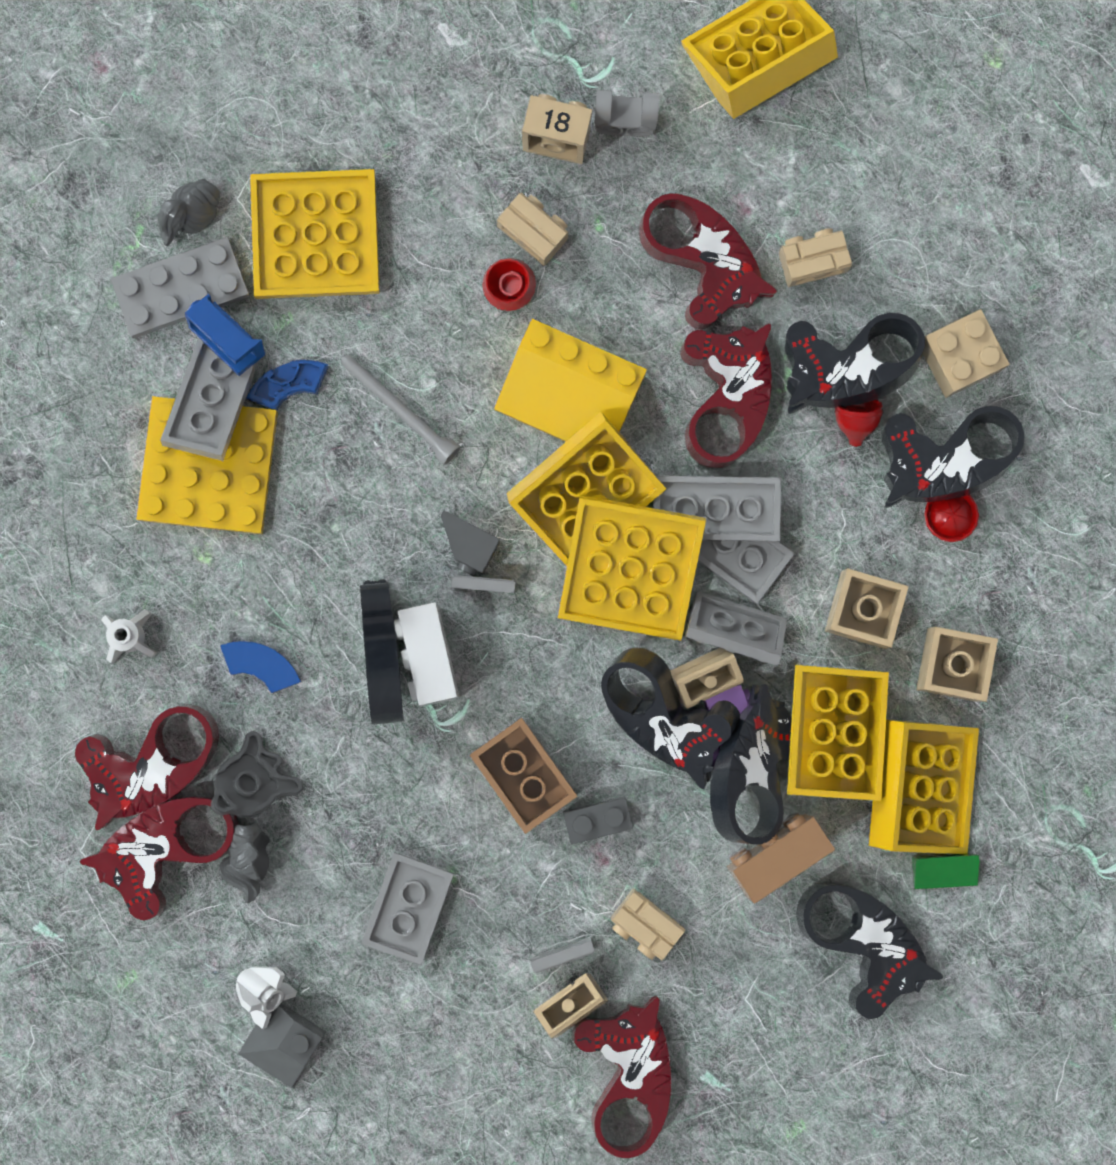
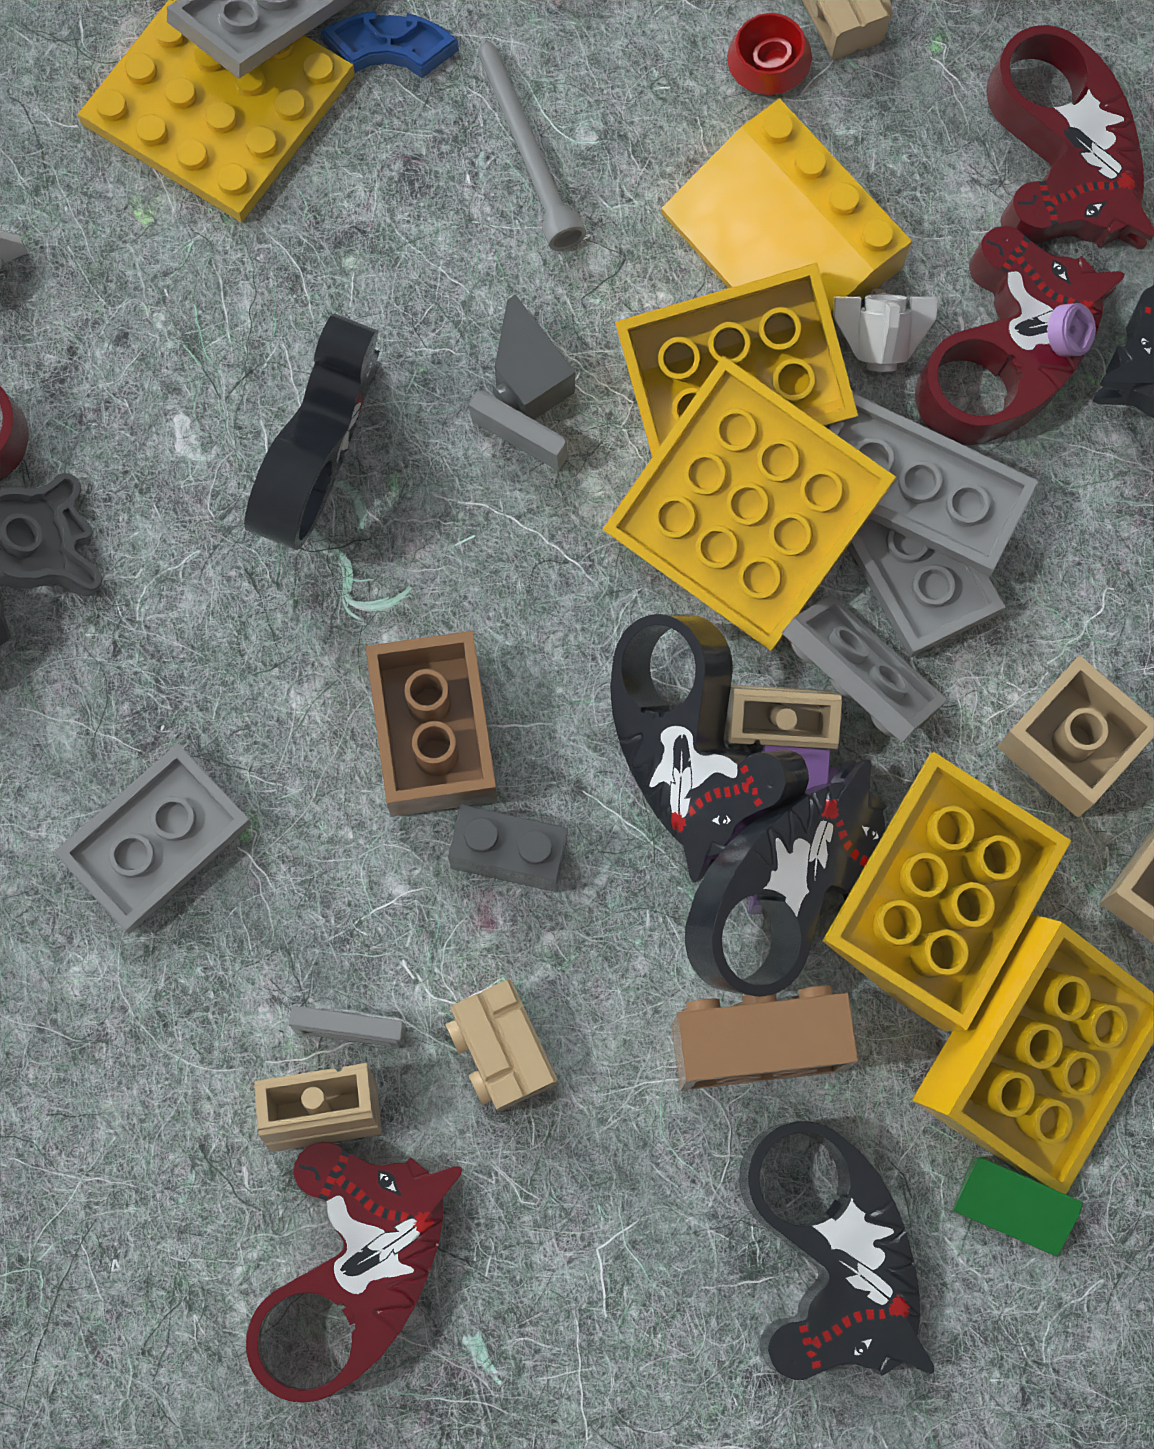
camera: 30 degrees right, 10 degrees down
(262, 662) = (140, 387): blue tile -> none
(426, 654) = (382, 479): white brick -> none
(654, 424) = (884, 328): none -> white brick
(758, 379) = (1071, 330): none -> lavender tile

